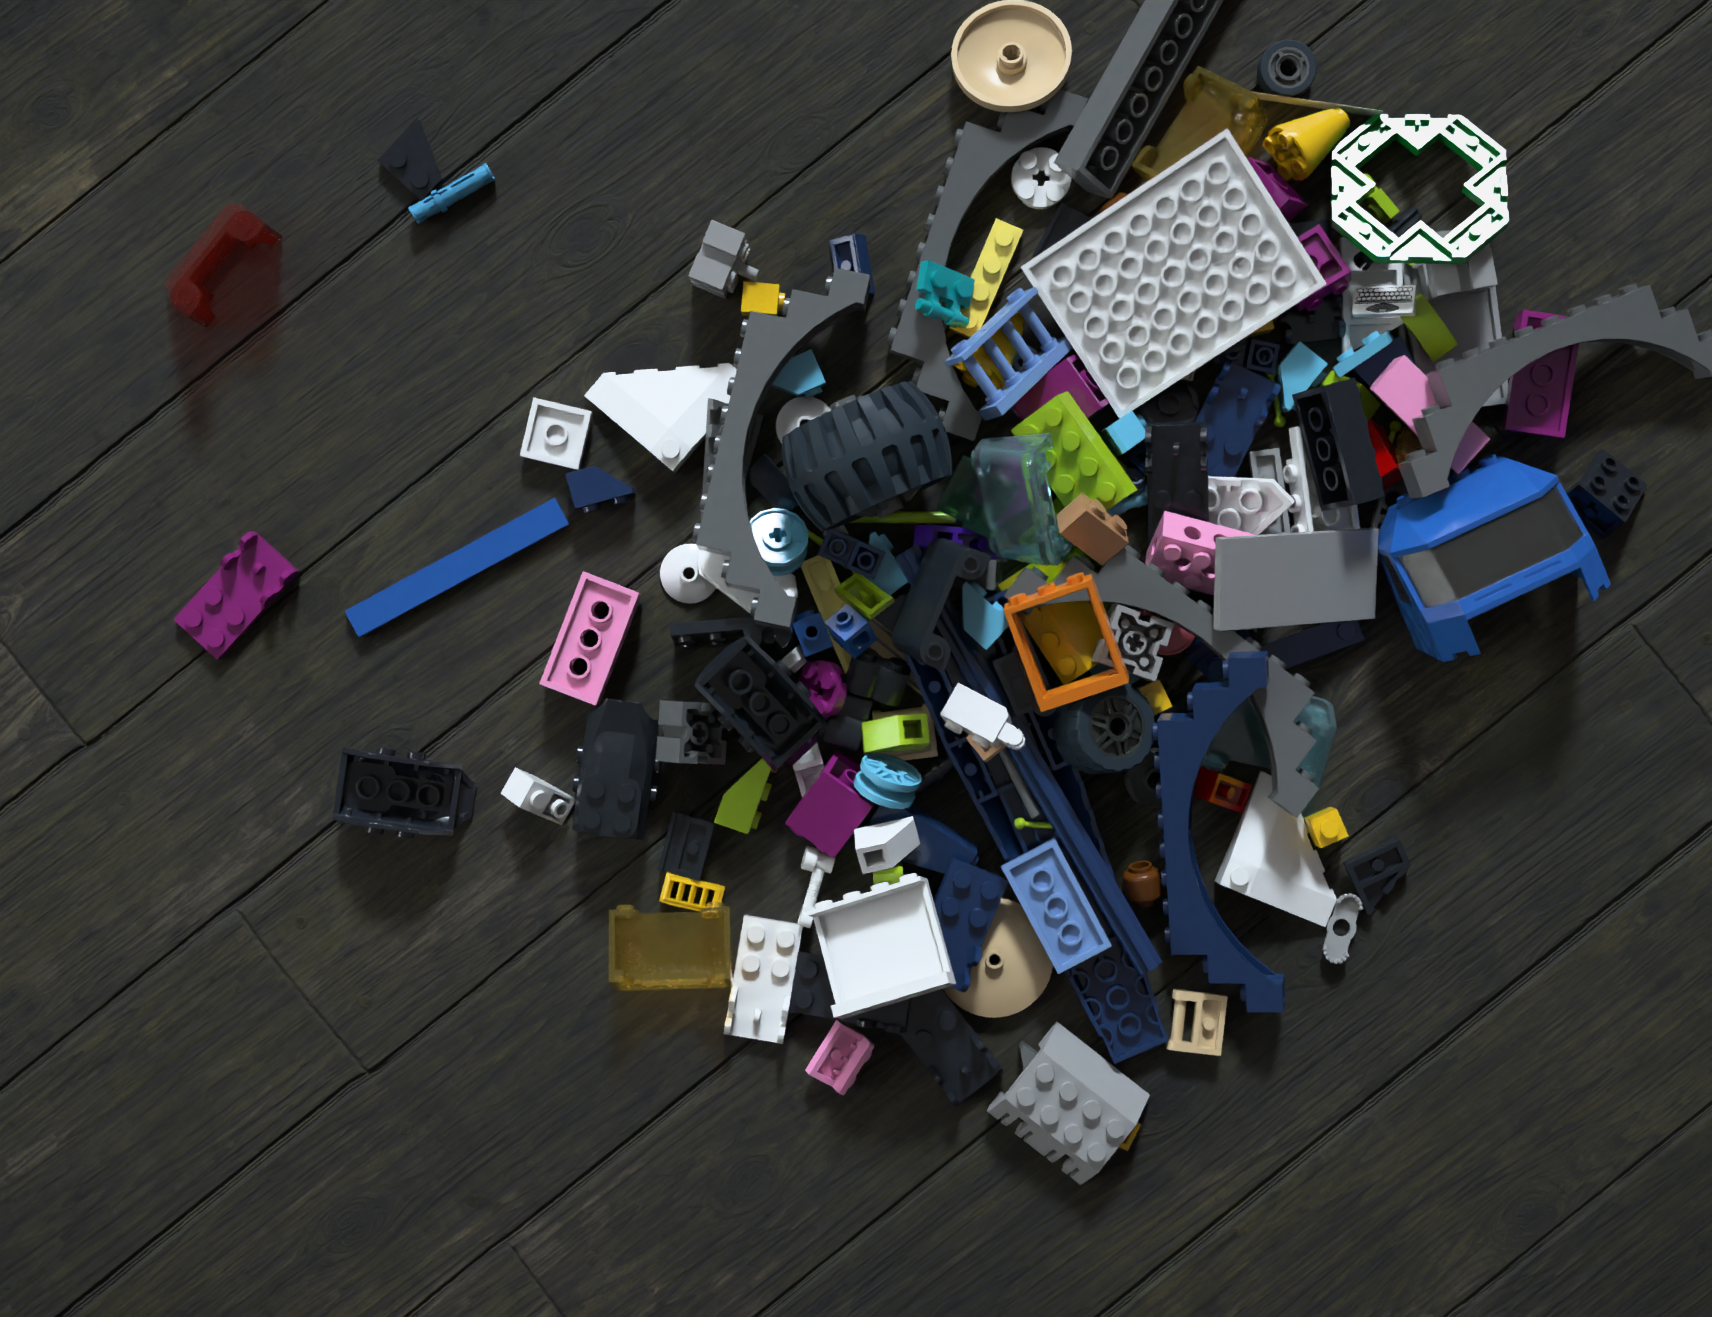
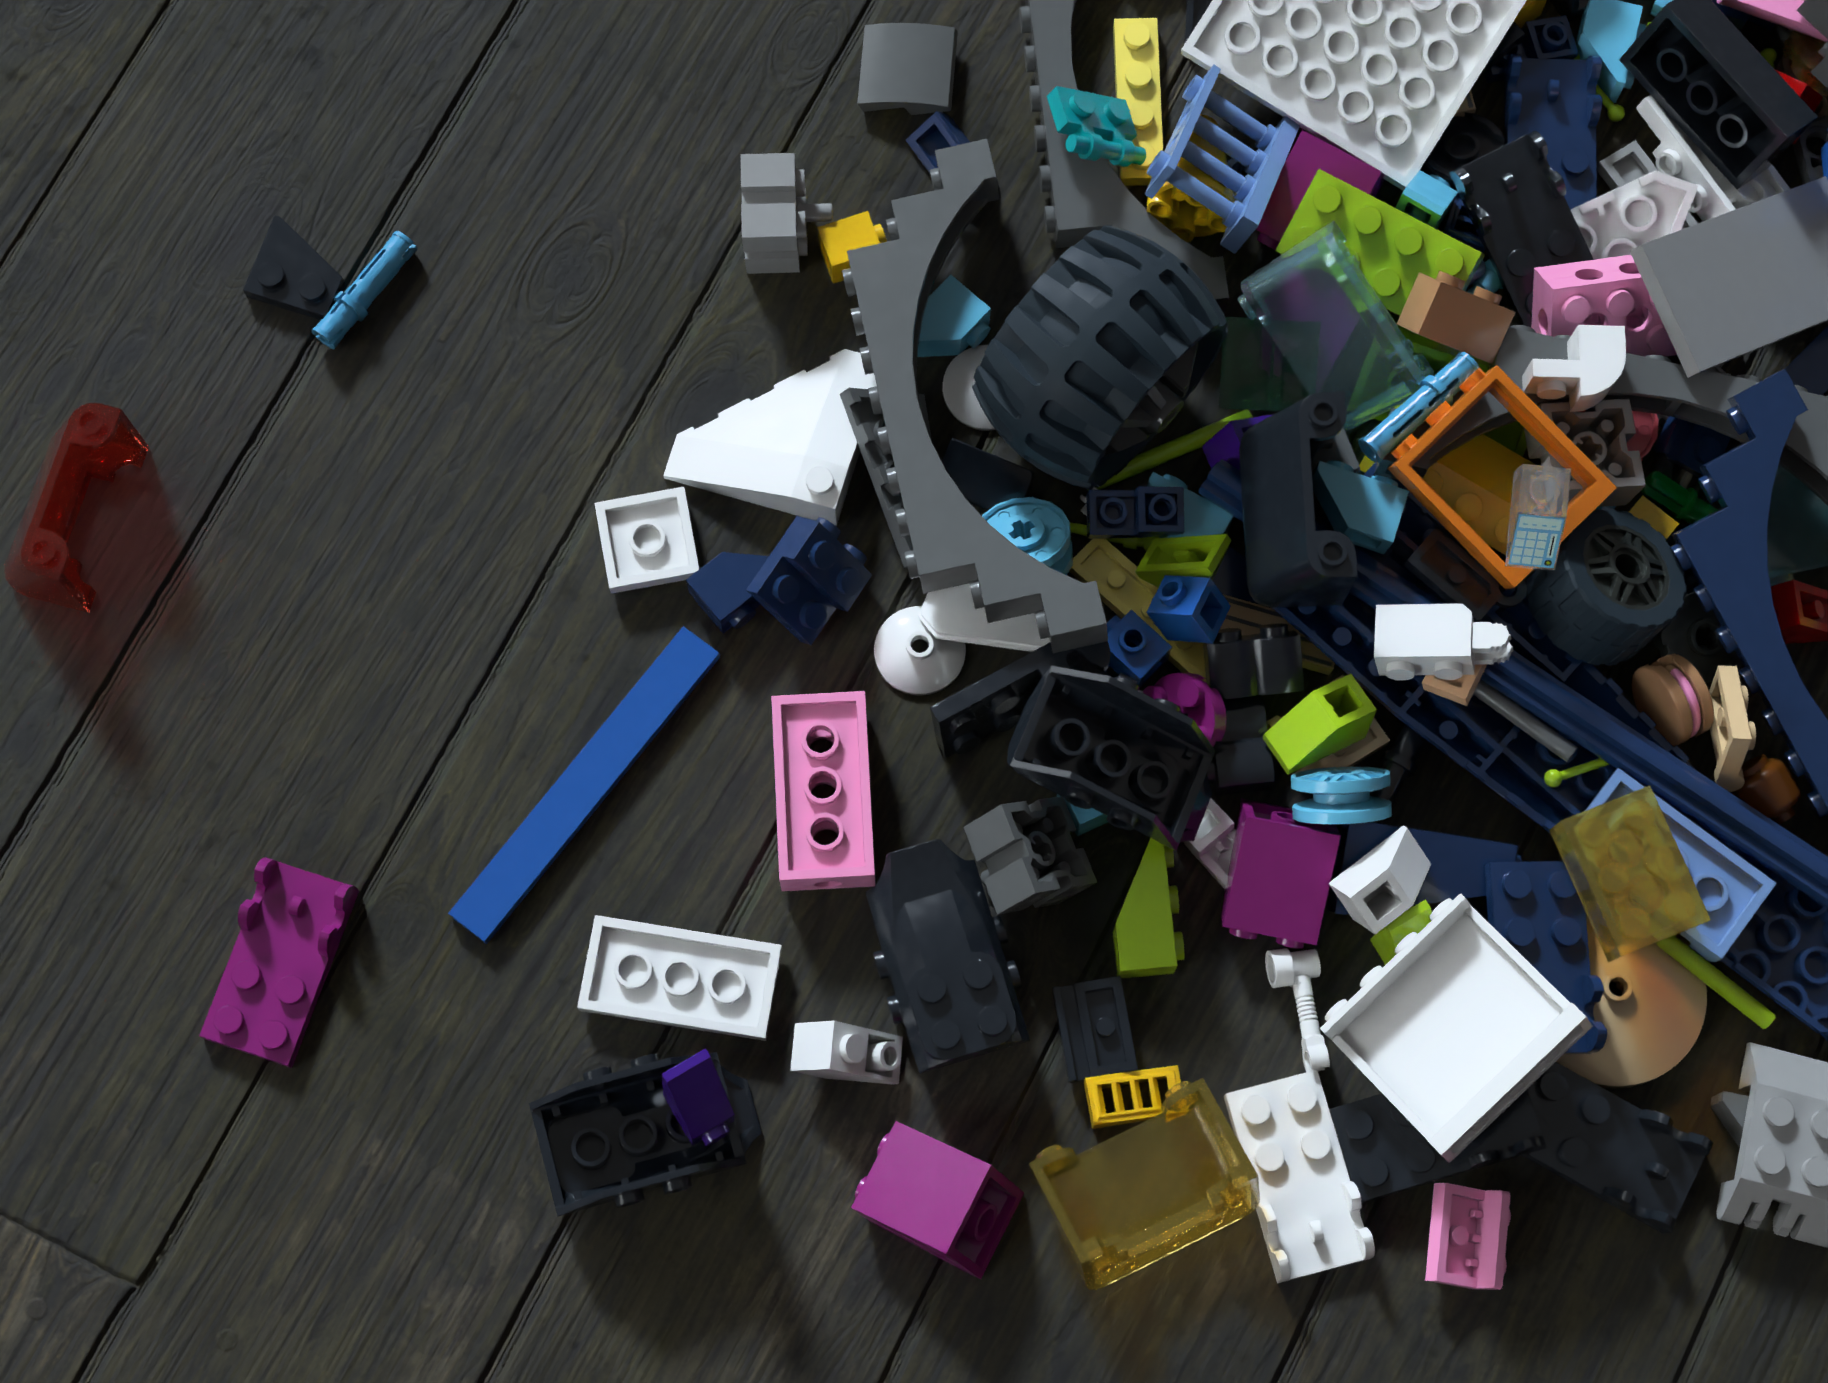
camera: 20 degrees left, 15 degrees down
(435, 795) = (698, 1099): none -> dark purple slope
(462, 709) = (680, 977): none -> white plate
(551, 903) = (937, 1198): none -> magenta slope
(639, 505) = (809, 577): none -> dark blue plate
(851, 193) = (907, 67): none -> dark grey slope
(1025, 906) = (1629, 874): none -> clear yellow brick
(1040, 576) = (1418, 407): none -> dark azure pin
(1043, 958) = (1718, 981): none -> lime bar
(1070, 680) = (1537, 516): none -> slope
(1114, 808) = (1674, 698): none -> medium nougat head
(1134, 851) = (1730, 730): none -> tan plate
(1157, 600) = (1590, 372): none -> white brick
(1179, 683) = (1679, 501): none -> green axle

